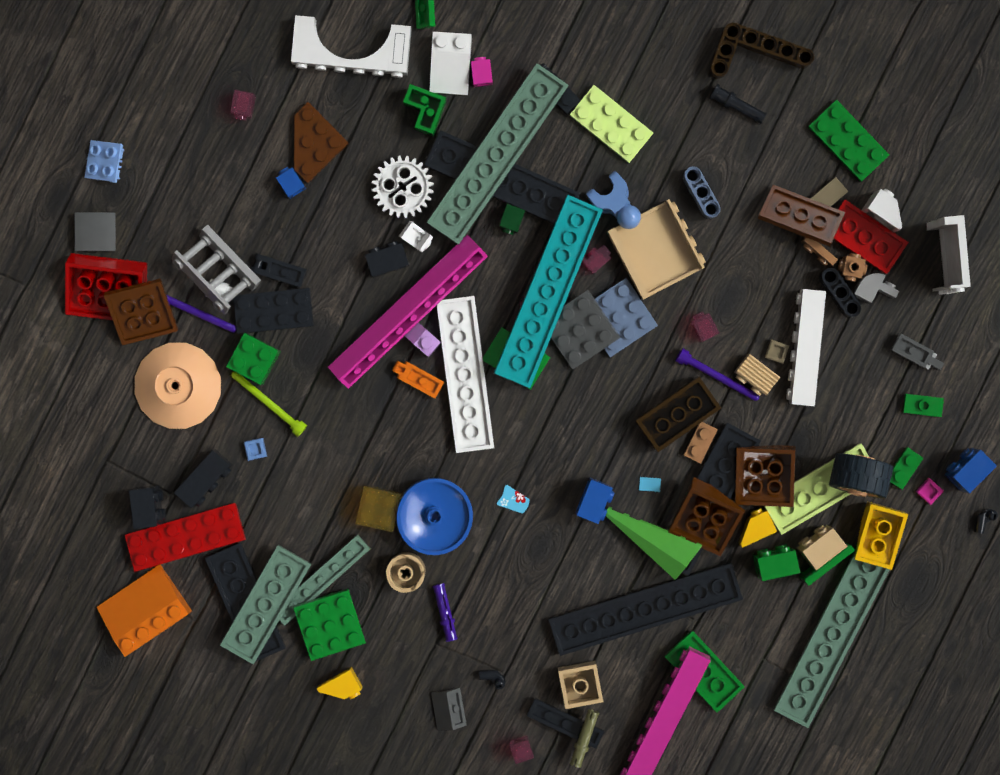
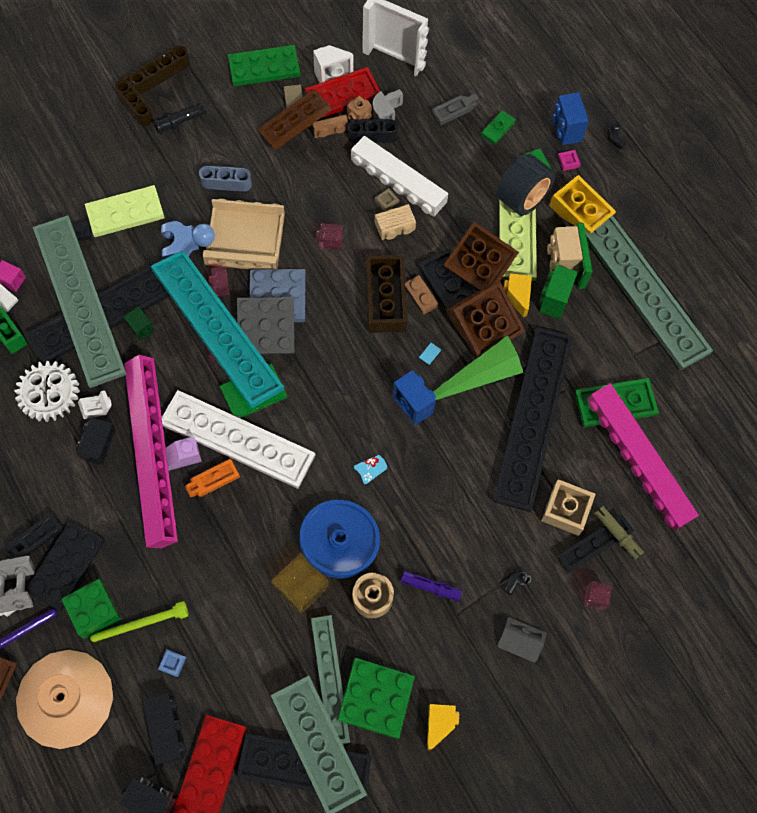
camera: 65 degrees left, 20 degrees down
(686, 358) = (344, 264): dark purple piece -> none

